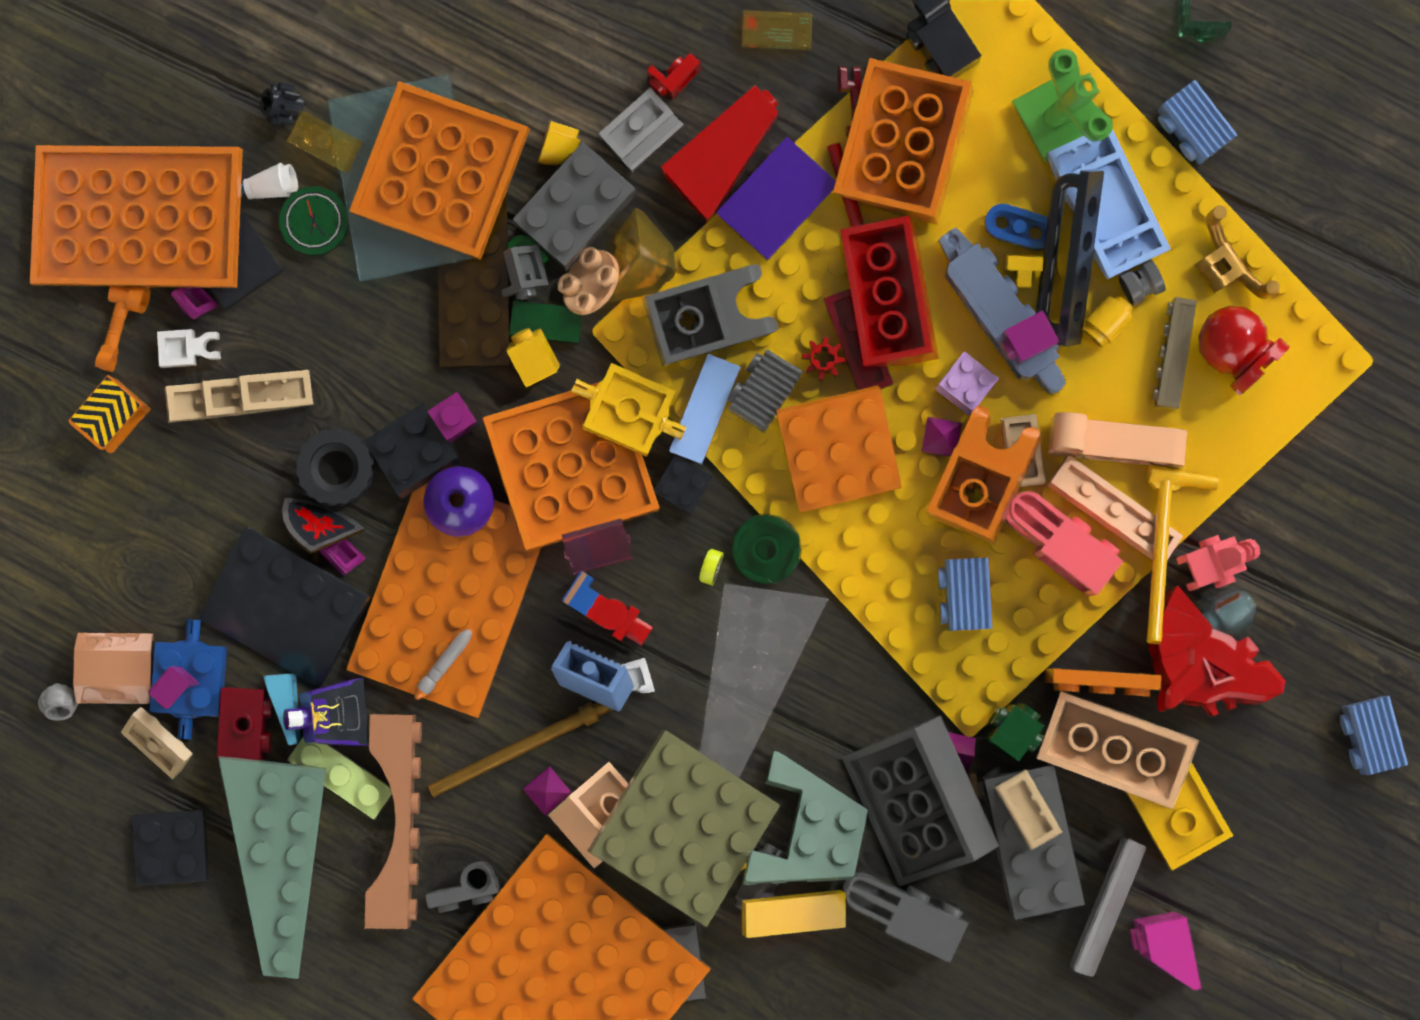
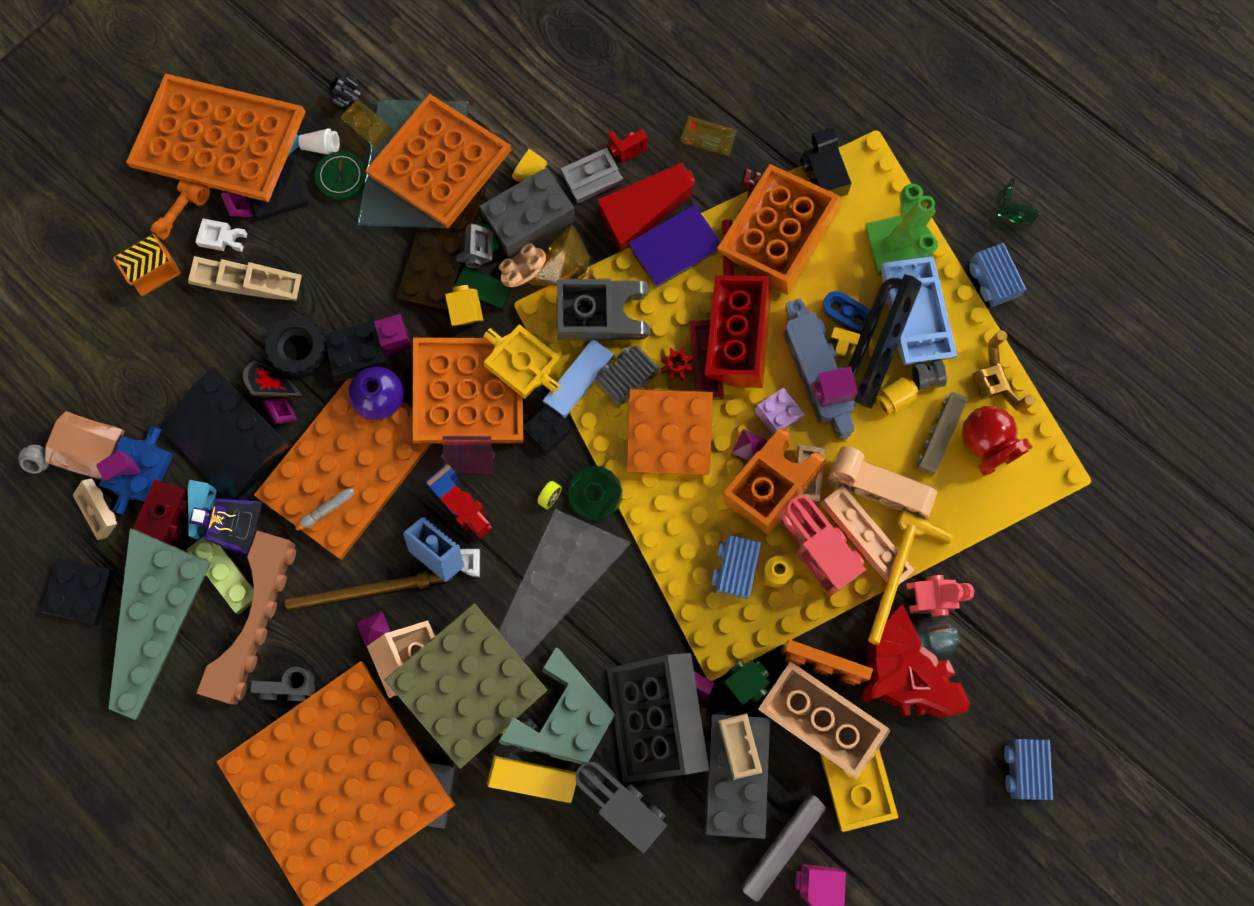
camera: 15 degrees right, 10 degrees down
(1007, 591) = (774, 579): none -> yellow brick

